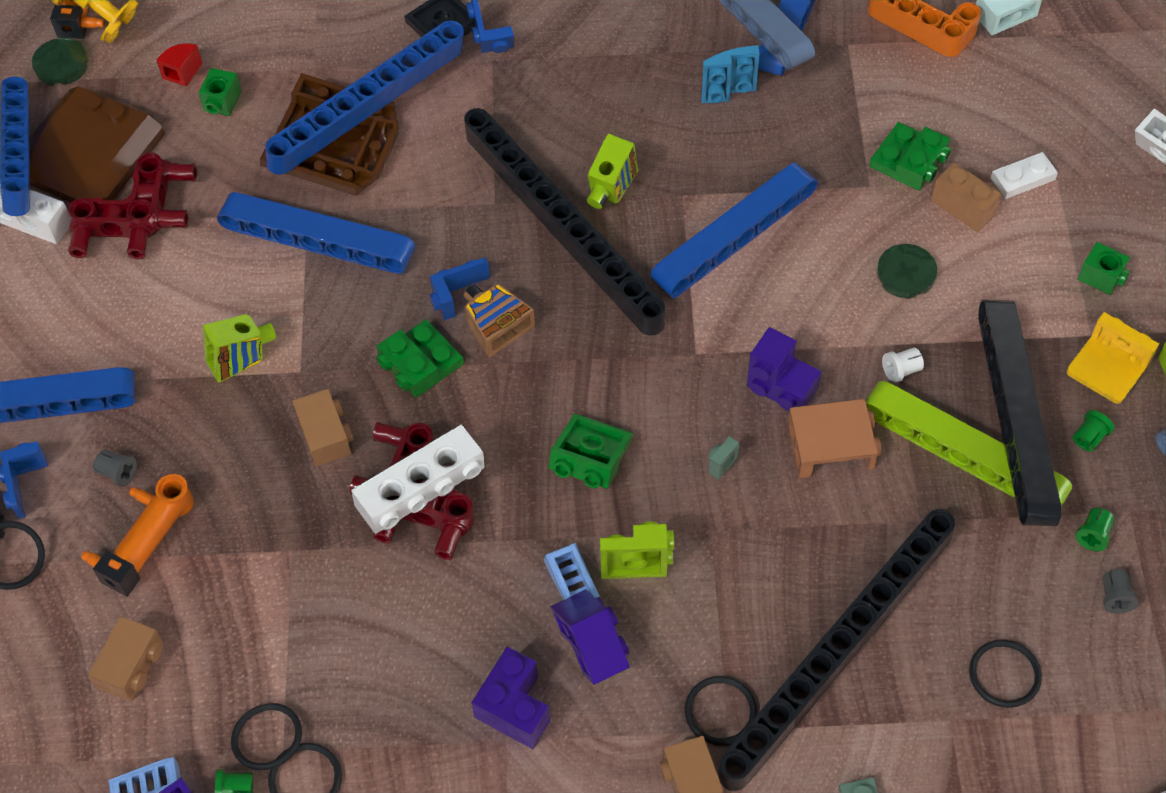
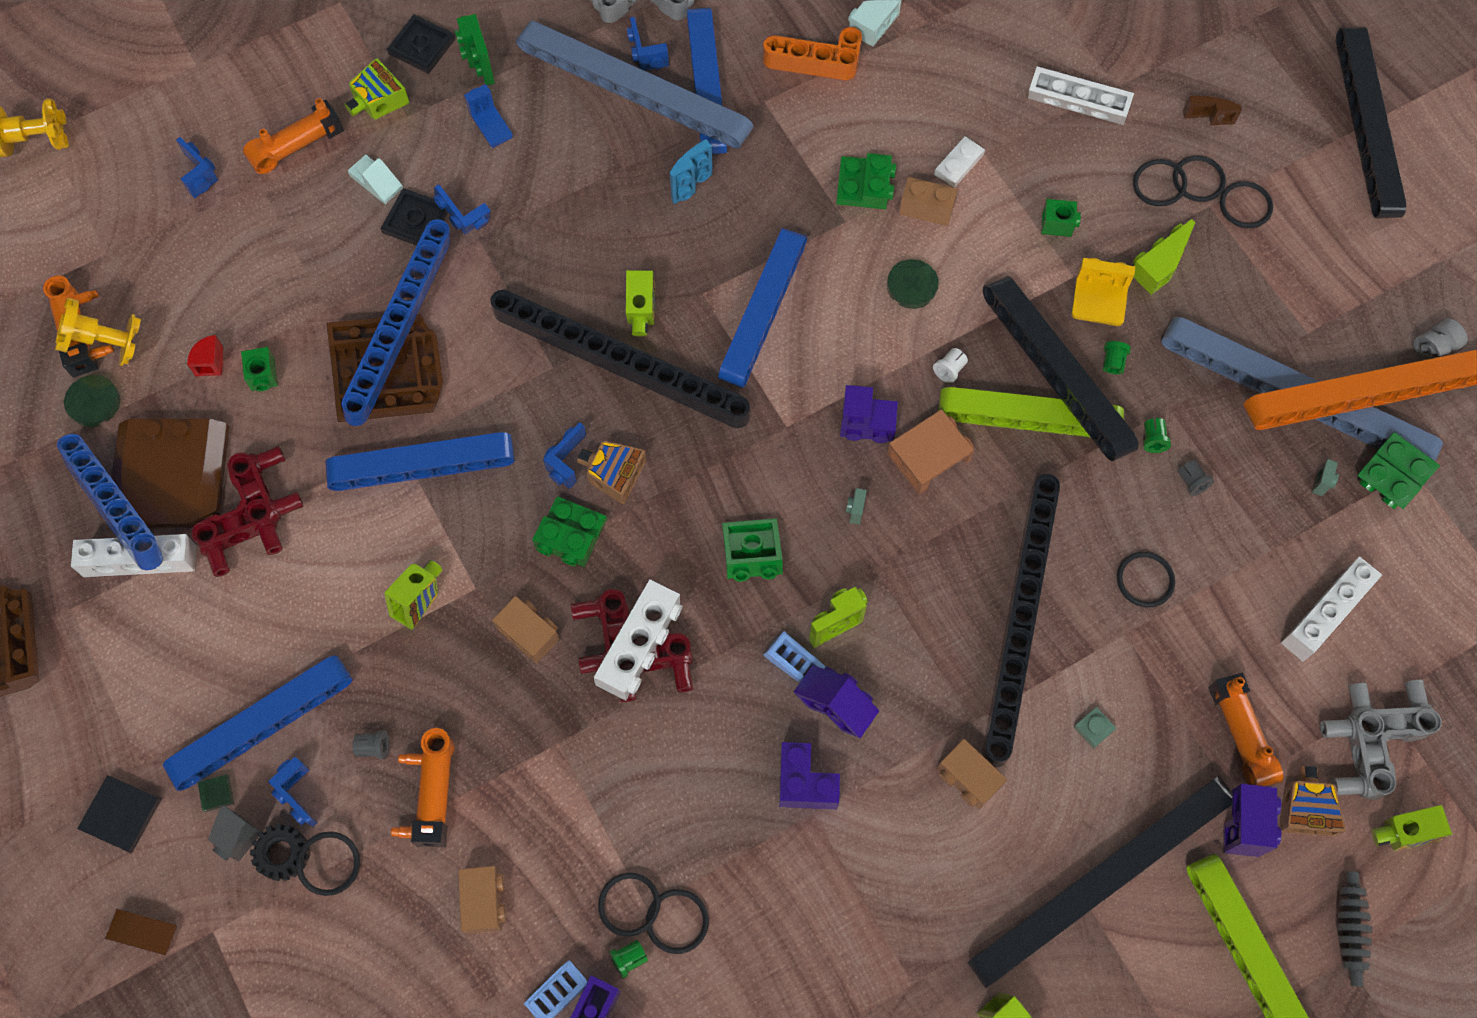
camera: 30 degrees left, 10 degrees up
(712, 680) = (941, 728): black tyre -> none

